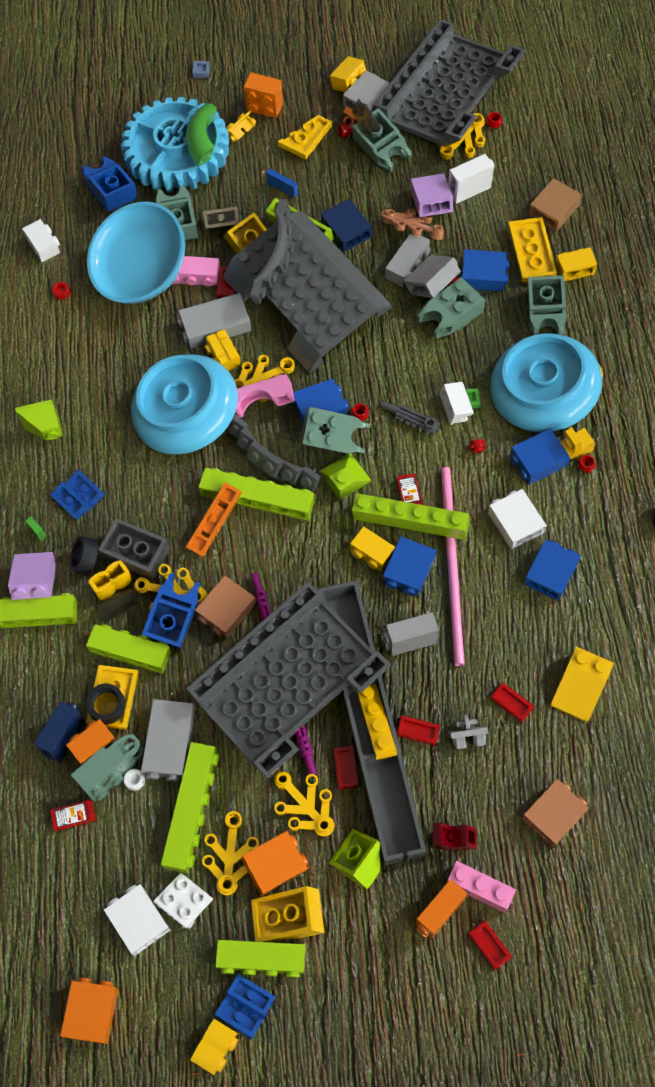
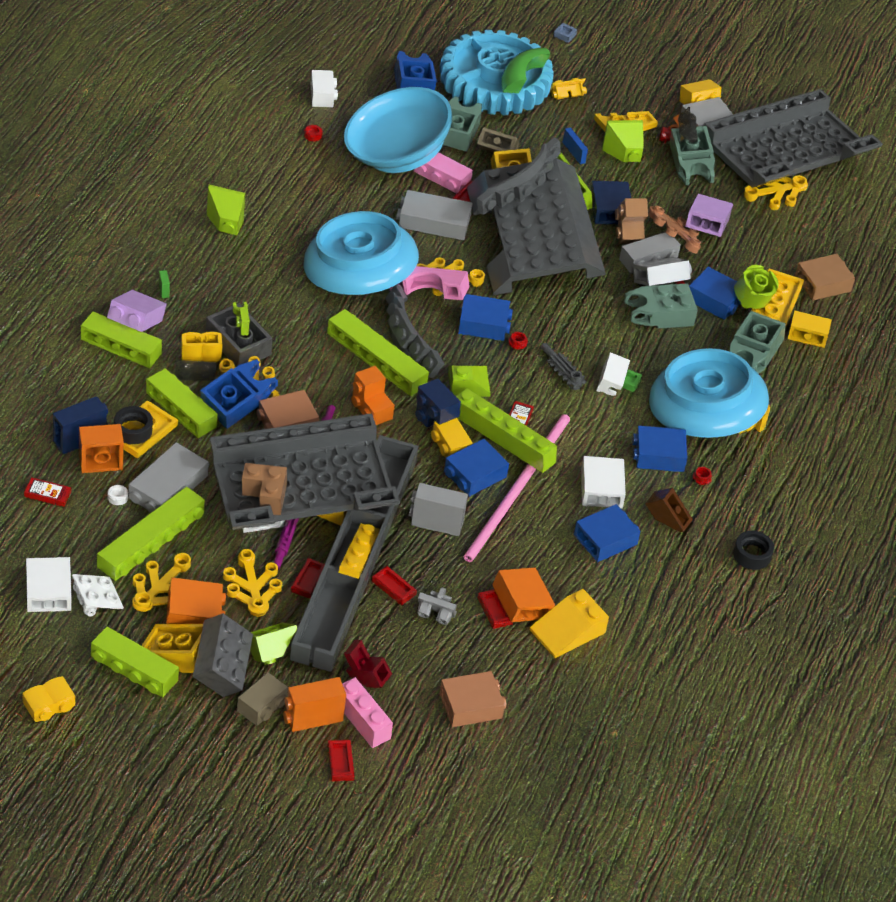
camera: 20 degrees right, 20 degrees down
(78, 494) = (218, 280): blue slope -> none
(83, 555) = (191, 317): black tyre -> none
(108, 767) = (101, 467): sand green brick -> none
(132, 537) = (242, 319): none -> lime plate
(214, 519) = (324, 348): orange hinge -> none
(222, 350) = (426, 238): yellow brick -> none
(244, 1007) = (96, 690): blue slope -> none
(263, 95) = (606, 72): orange brick -> none
(266, 708) = (267, 483): none -> medium nougat brick
(281, 547) = (370, 395): none -> orange brick
(320, 157) = (624, 140): none -> lime slope
(336, 911) = (223, 655): none -> flat silver brick
(338, 430) = (484, 340): sand green brick -> none
(343, 525) = (436, 403): none -> dark blue brick
(378, 238) = (631, 219): none -> medium nougat brick
(390, 926) = (262, 699): none -> dark tan brick
(471, 178) = (756, 218): white brick -> none
(477, 446) = (608, 415): red plate -> none
(494, 120) = (817, 190): red plate -> none
(518, 252) = (756, 287): none -> lime brick
(529, 678) = (522, 594): none -> orange brick
(577, 443) = (702, 454): yellow brick -> none
(584, 515) = (669, 509): none -> reddish brown slope

